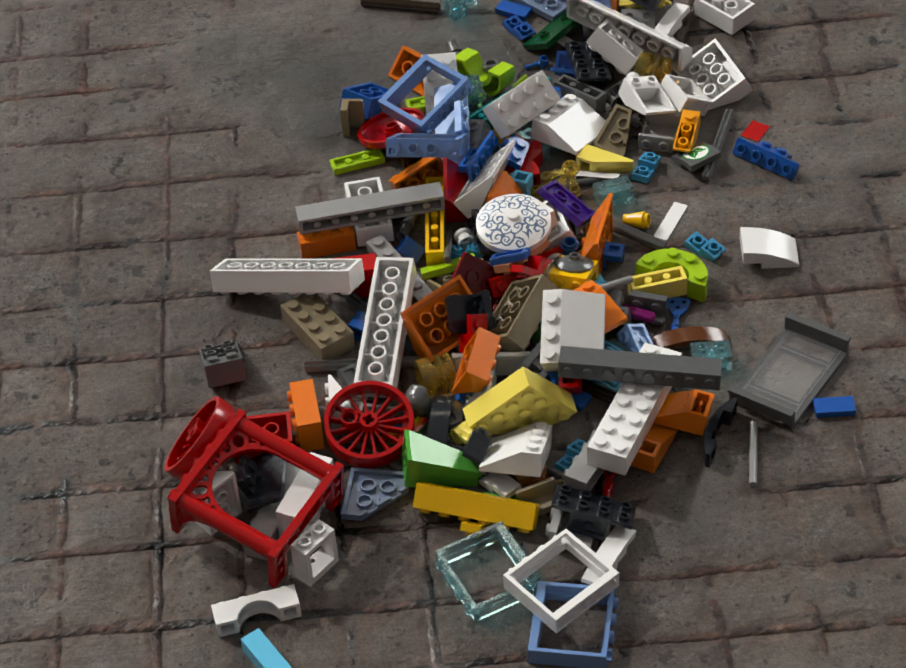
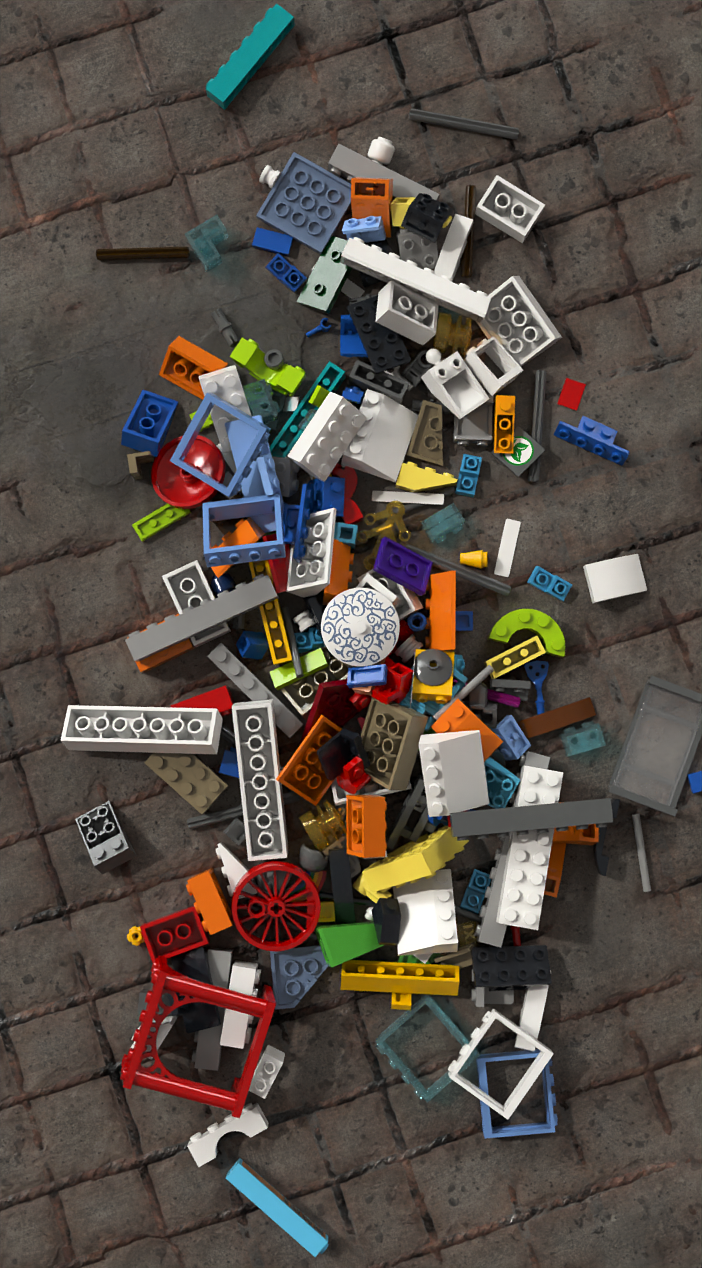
camera: 15 degrees left, 40 degrees up
(197, 435) = (121, 949): red piece -> none

